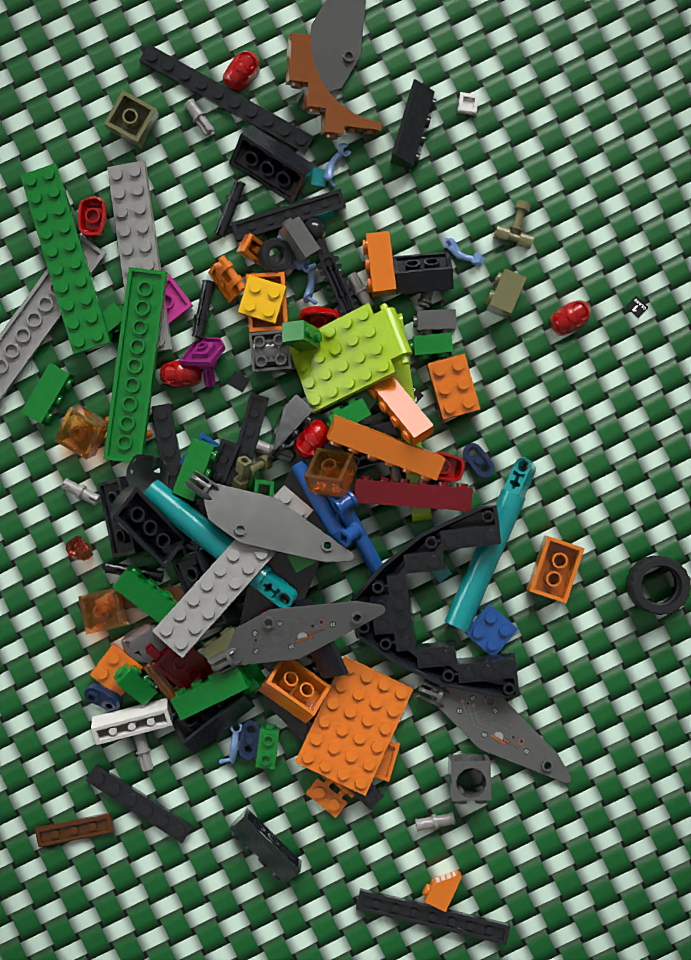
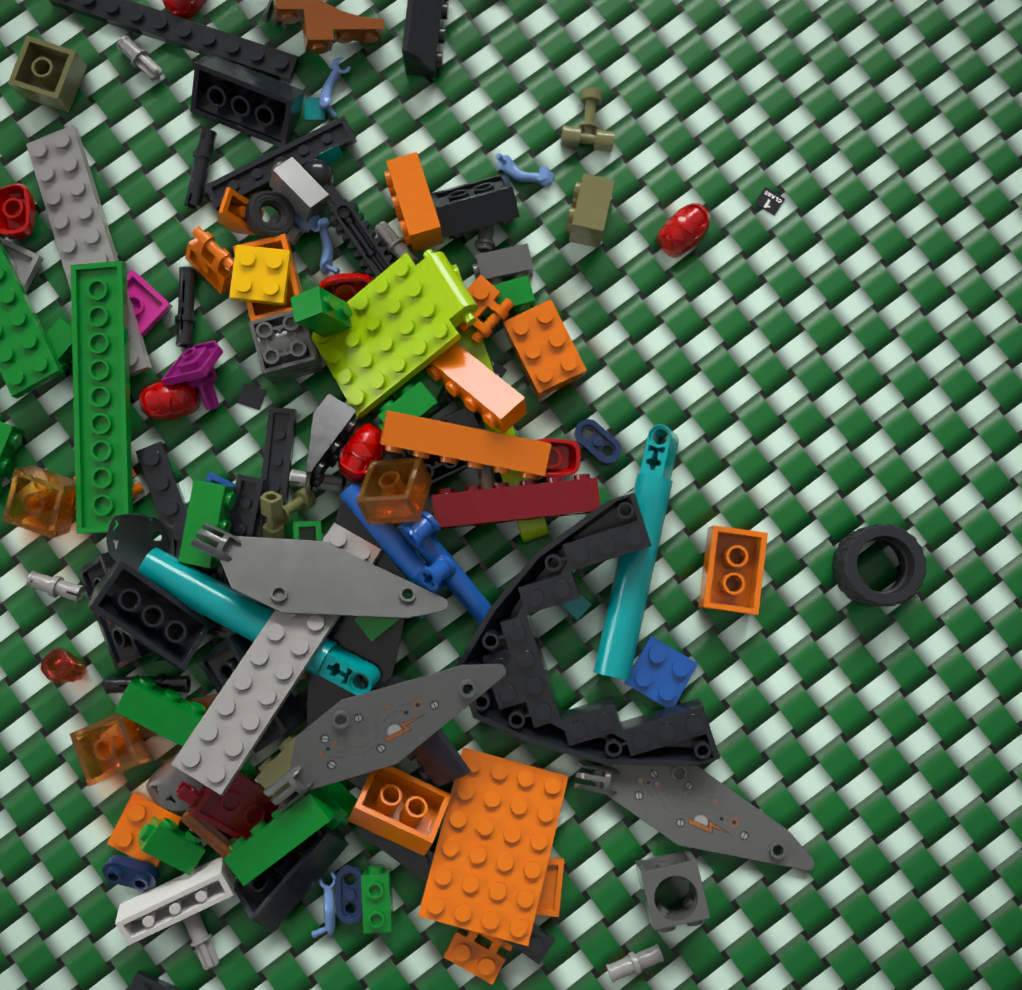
camera: 20 degrees left, 5 degrees down
(417, 343) = (485, 296): none -> orange plate

